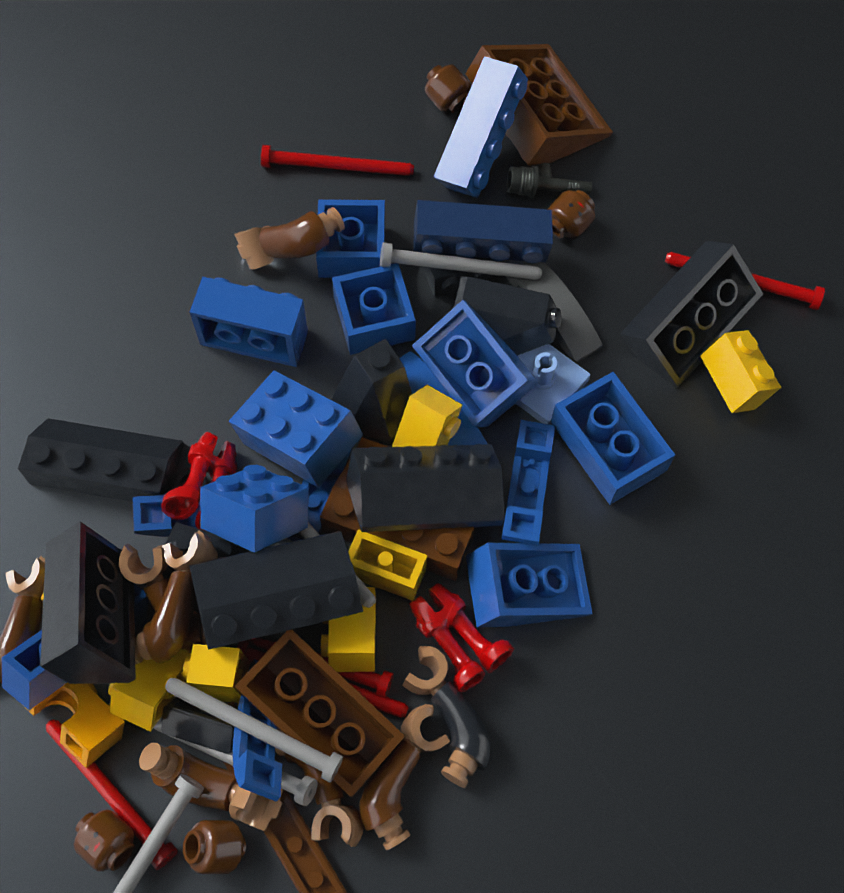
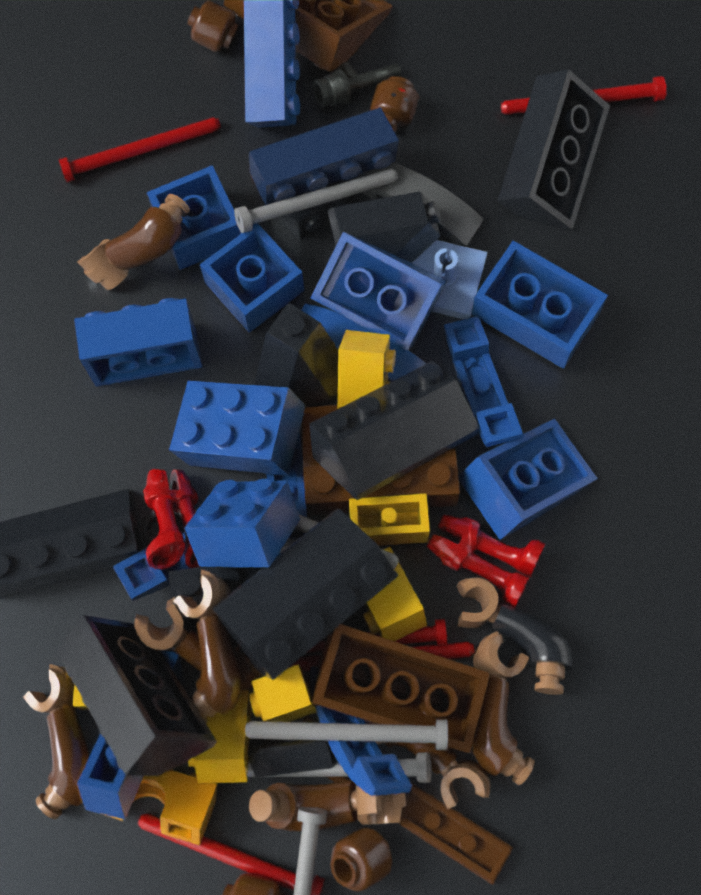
camera: 20 degrees left, 5 degrees up
(740, 371) = (625, 189): yellow brick -> none

